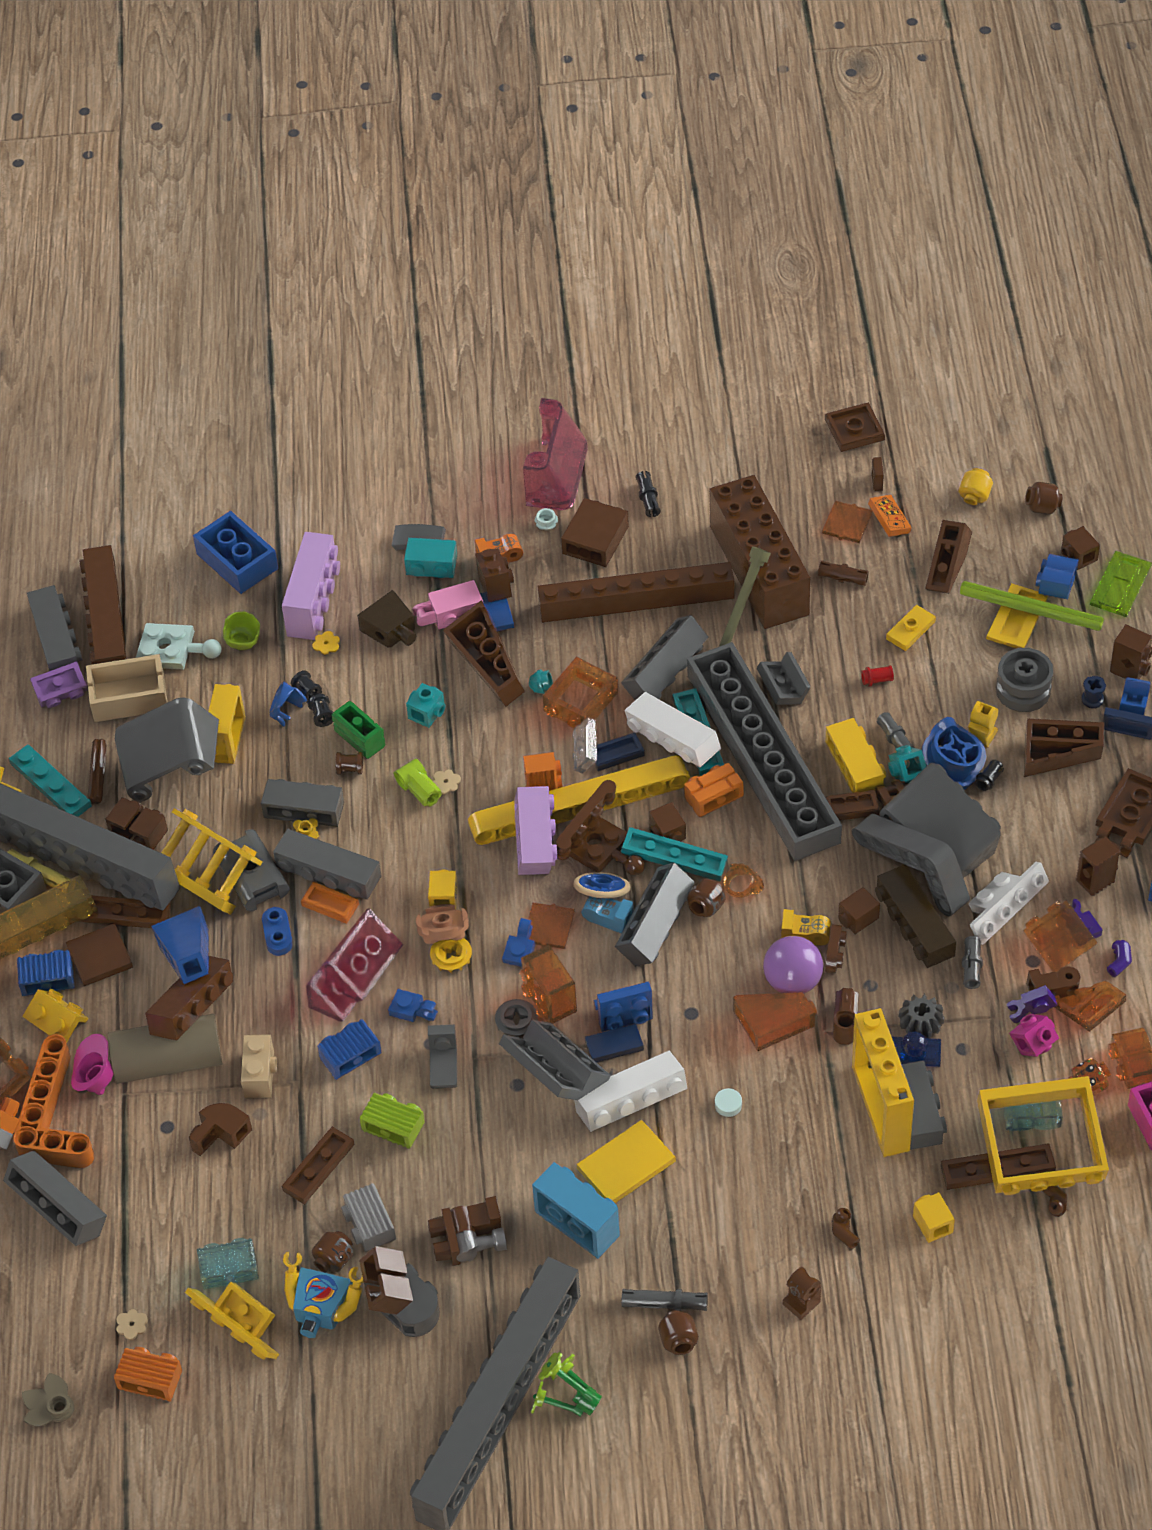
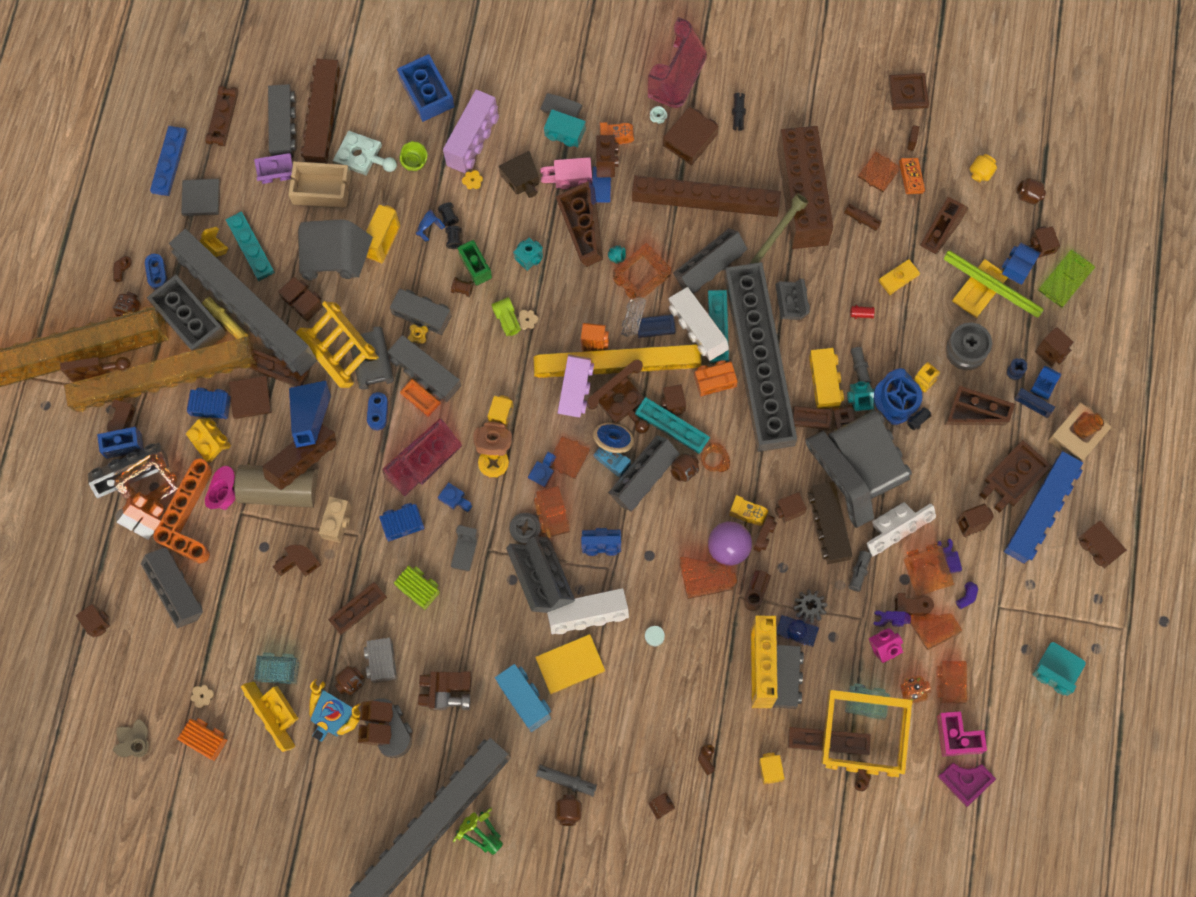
camera: 15 degrees right, 20 degrees up
(97, 770) = (284, 246): reddish brown axle -> none
(614, 1043) = (588, 566): dark blue tile -> none

